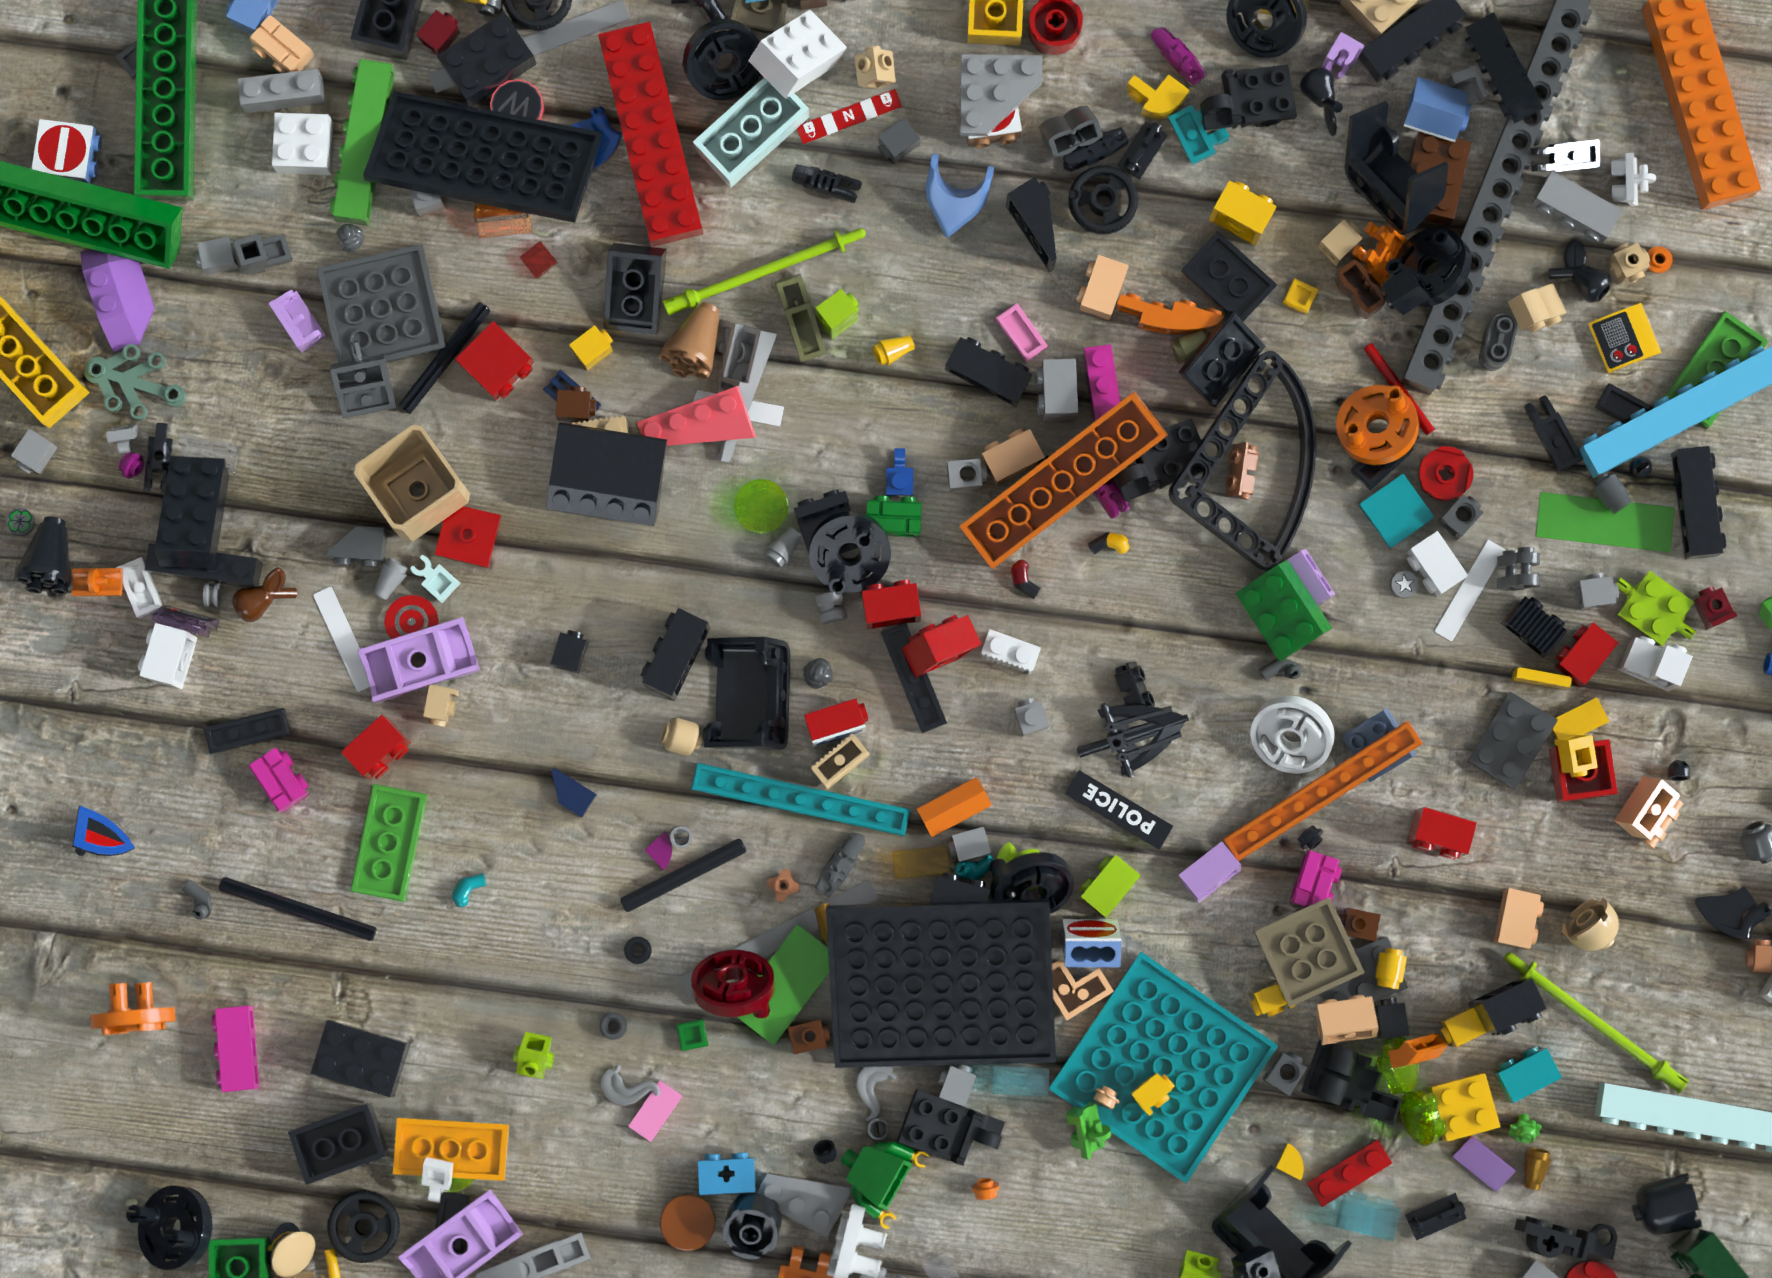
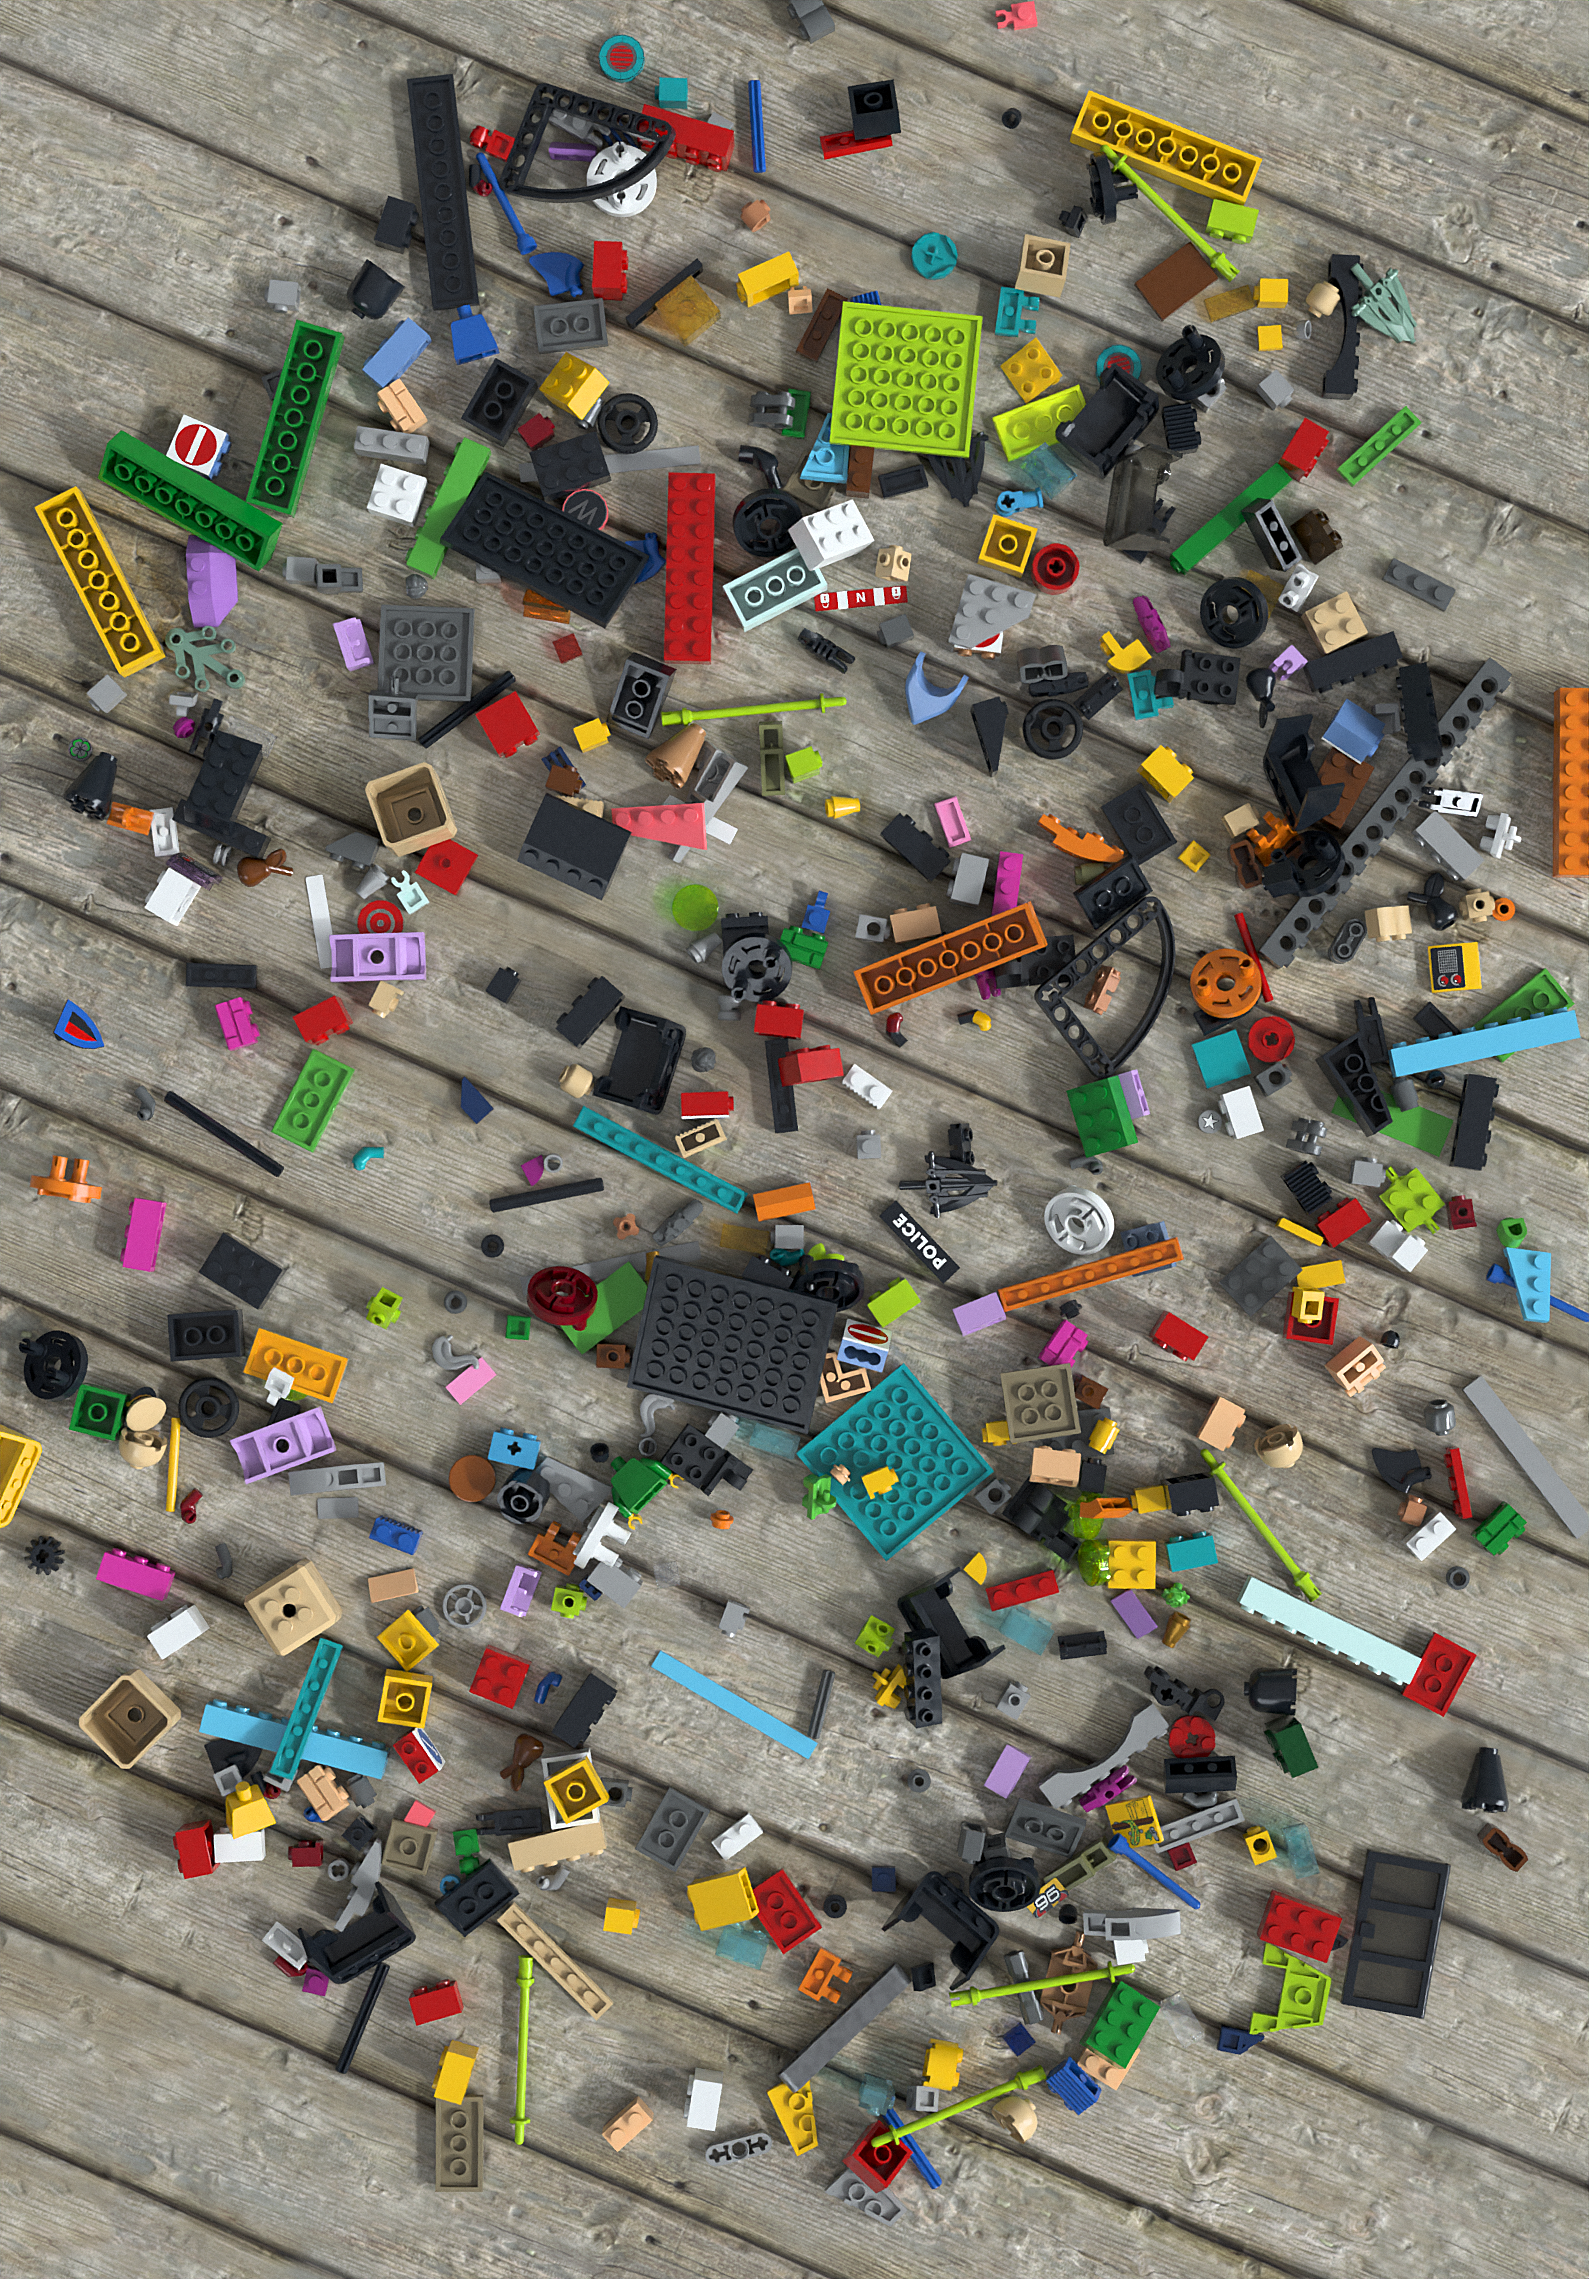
camera: 20 degrees right, 5 degrees up
(1103, 287) = (1031, 803): light nougat brick -> none
(1469, 590) = (1262, 1142): white sticker -> none
(1555, 496) = (1356, 1083): none -> black wedge

